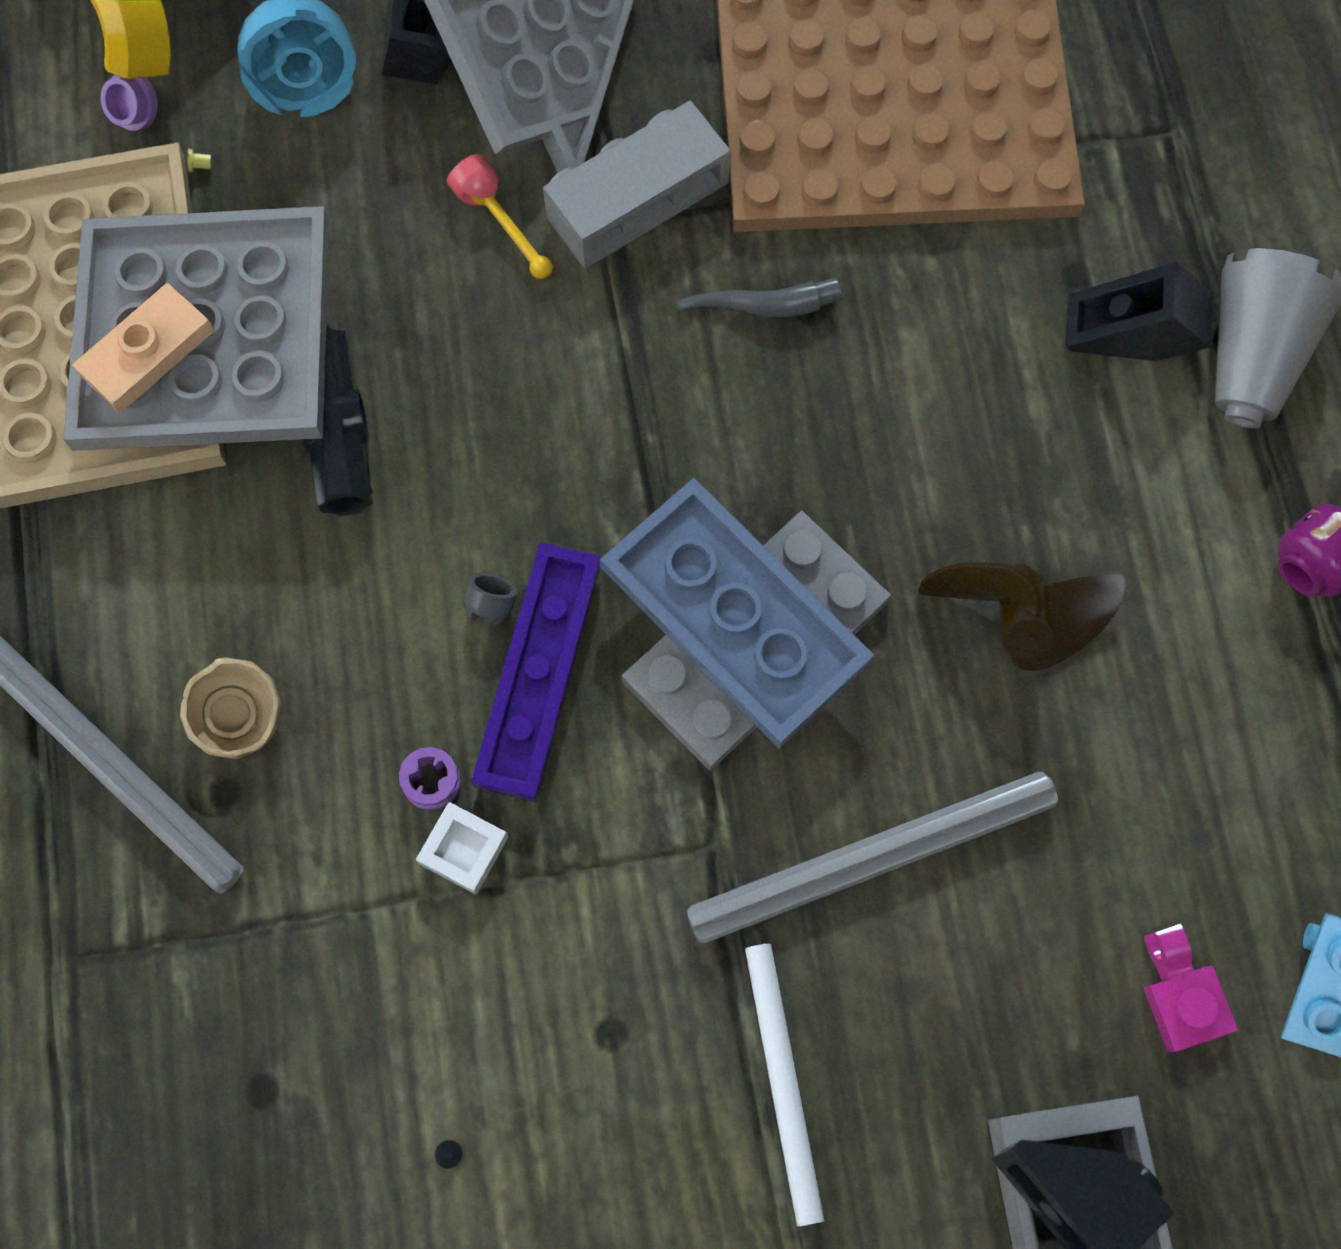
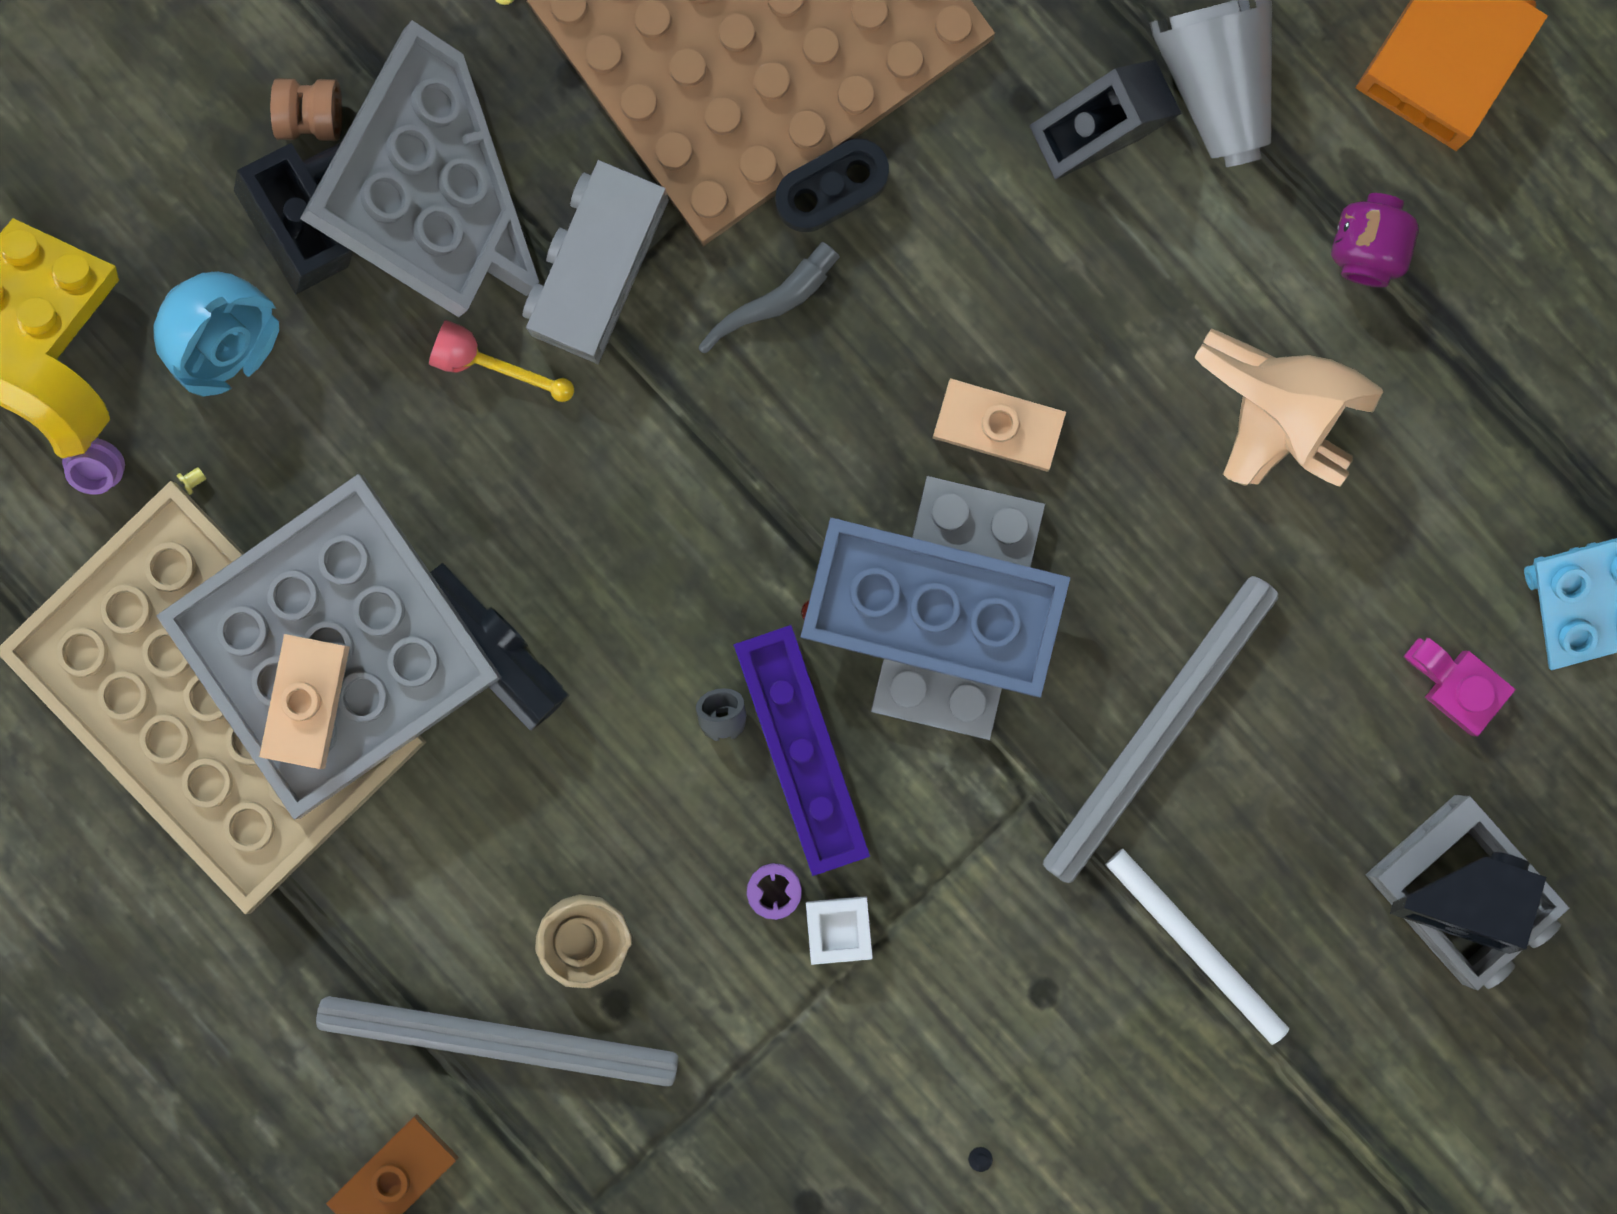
camera: 30 degrees left, 15 degrees up
(870, 235) = (829, 184): none -> black plate
(892, 509) = (999, 425): none -> light nougat plate
(1037, 619) = (1175, 447): dark brown piece -> none
(1163, 639) = (1286, 407): none -> light nougat piece

